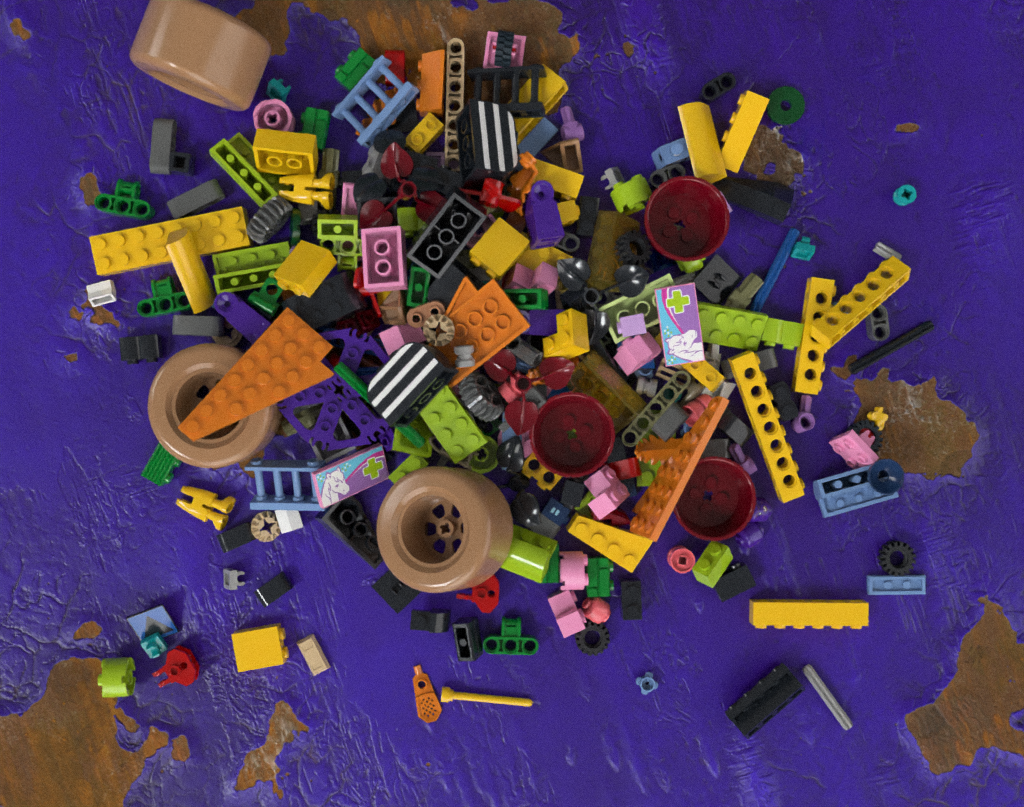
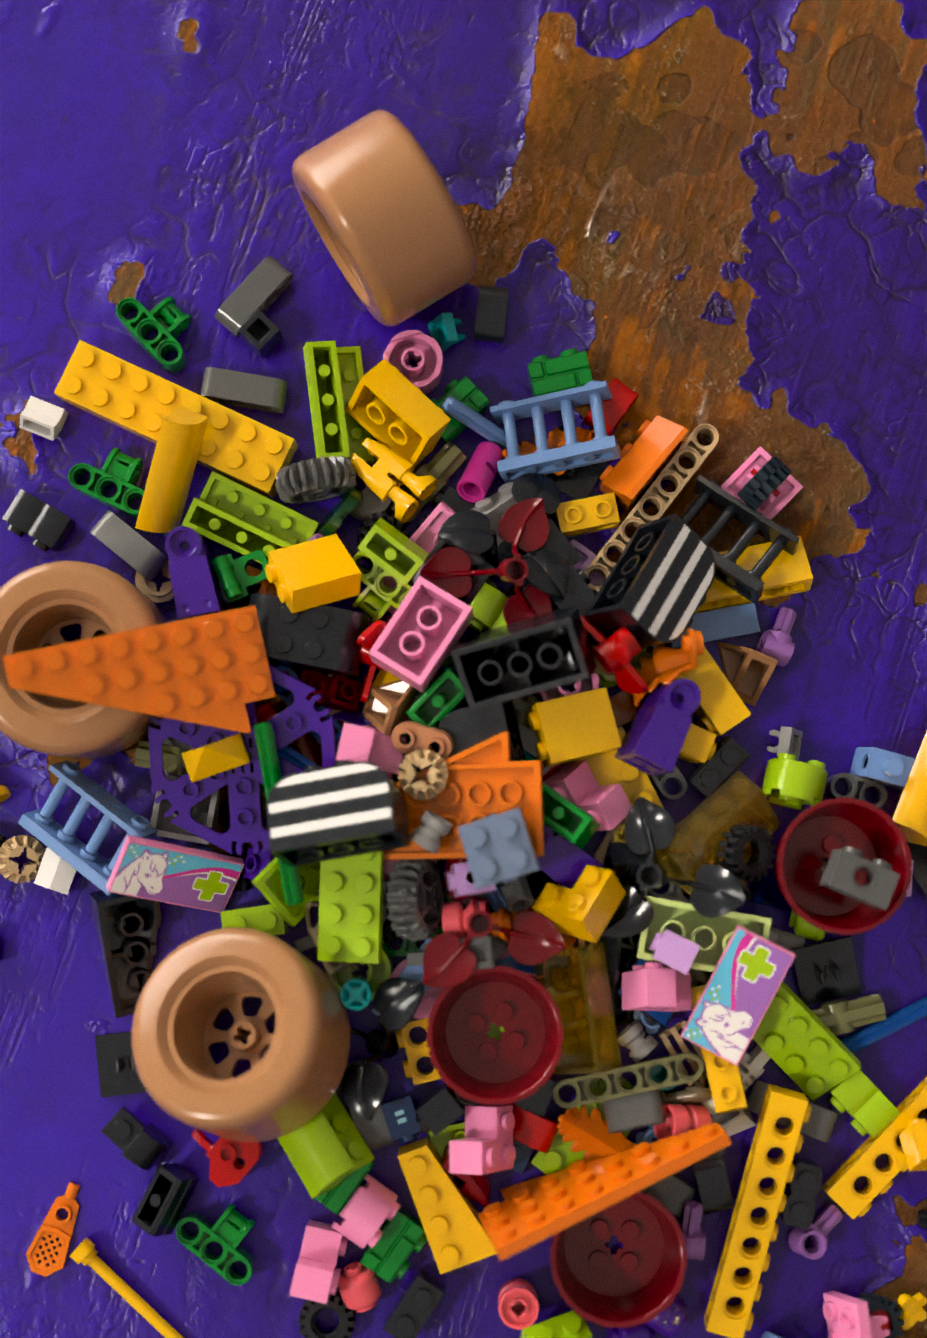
camera: 40 degrees right, 5 degrees down
(295, 63) = (491, 314): none -> black beam
(326, 400) = (216, 757): none -> yellow slope
(329, 127) = (475, 421): none -> medium blue axle
(352, 152) = (480, 472): none -> dark pink pin
(487, 469) = (352, 997): none -> teal wheel
(499, 372) = (458, 883): none -> lavender brick
(505, 338) = (499, 848): none -> sand blue brick
(689, 225) = (879, 882): none -> dark grey brick

